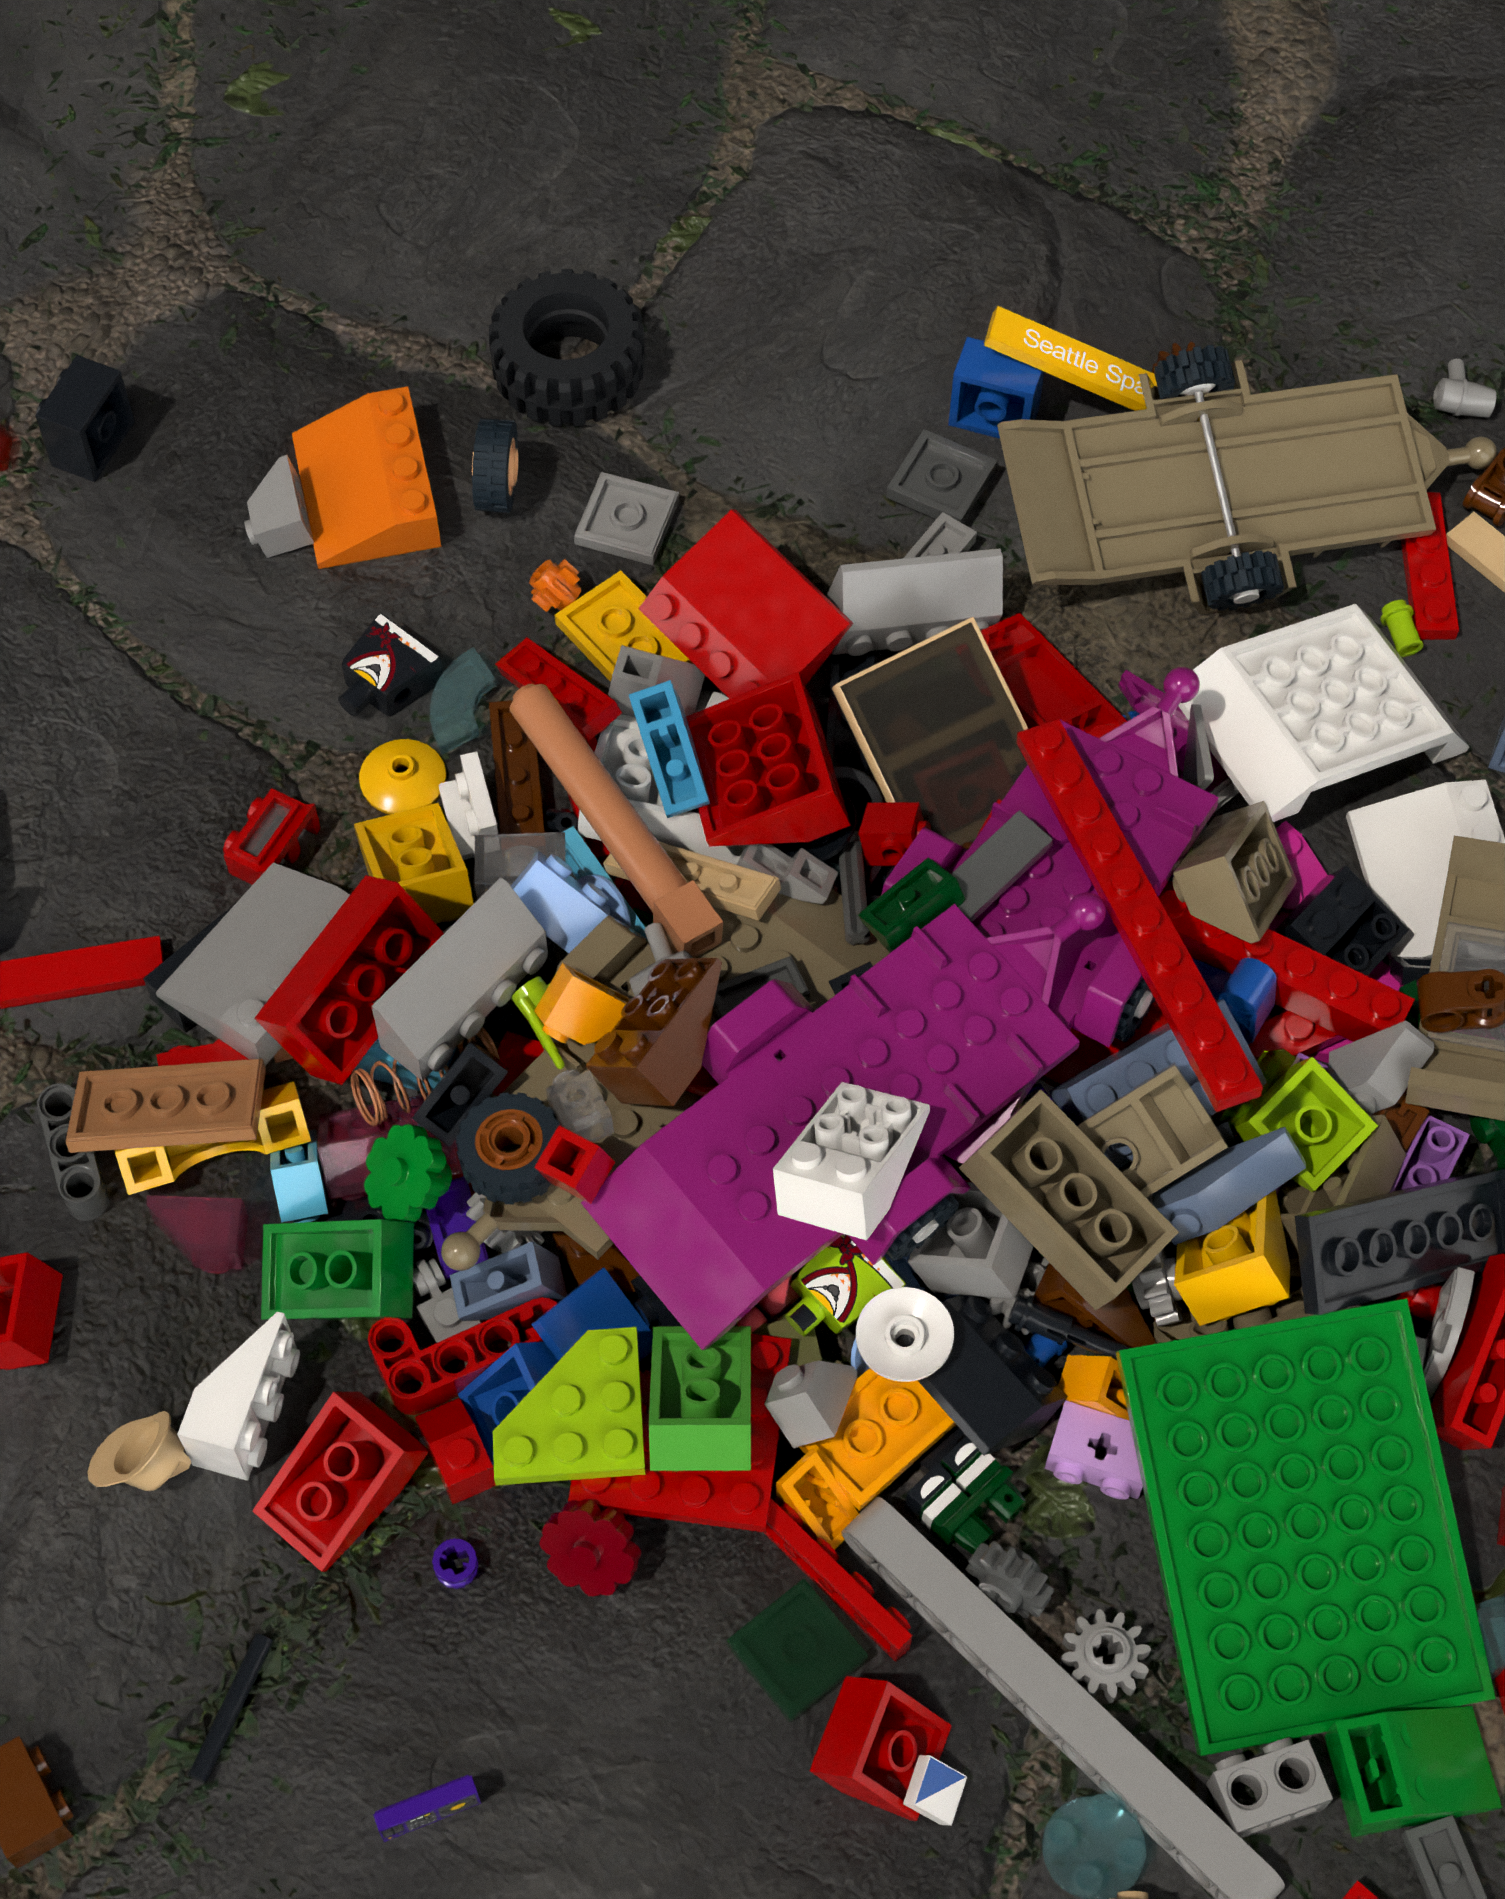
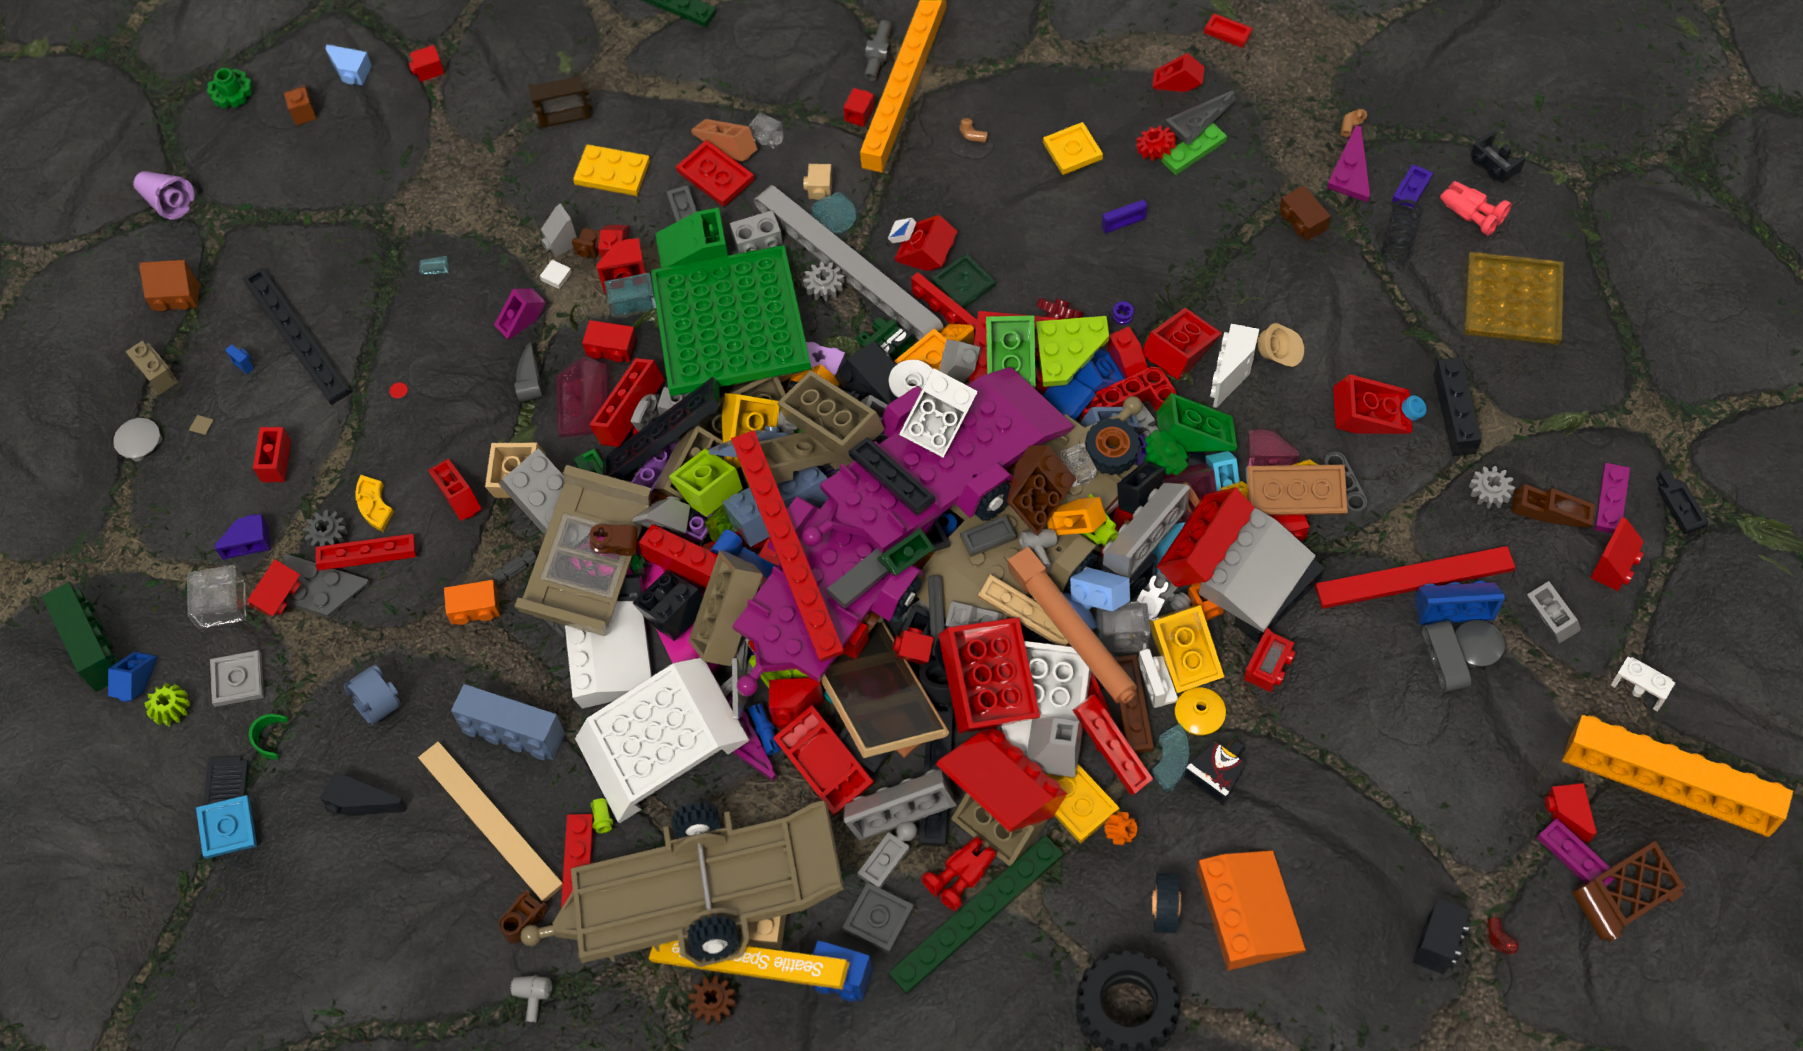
camera: 175 degrees left, 0 degrees up
(230, 1708) = (1218, 254): black bar -> none
(279, 512) = (1300, 877): light grey slope -> none
(574, 1164) = (1077, 424): red brick -> none
(626, 518) = (1079, 889): light grey tile -> none
(670, 748) = (1042, 678): dark azure slope -> none
(806, 539) = (963, 865): none -> red piece
(810, 470) = (975, 915): none -> dark green plate
(942, 1030) = (892, 476): none -> black tile
(1010, 1579) = (865, 302): dark grey gear -> none

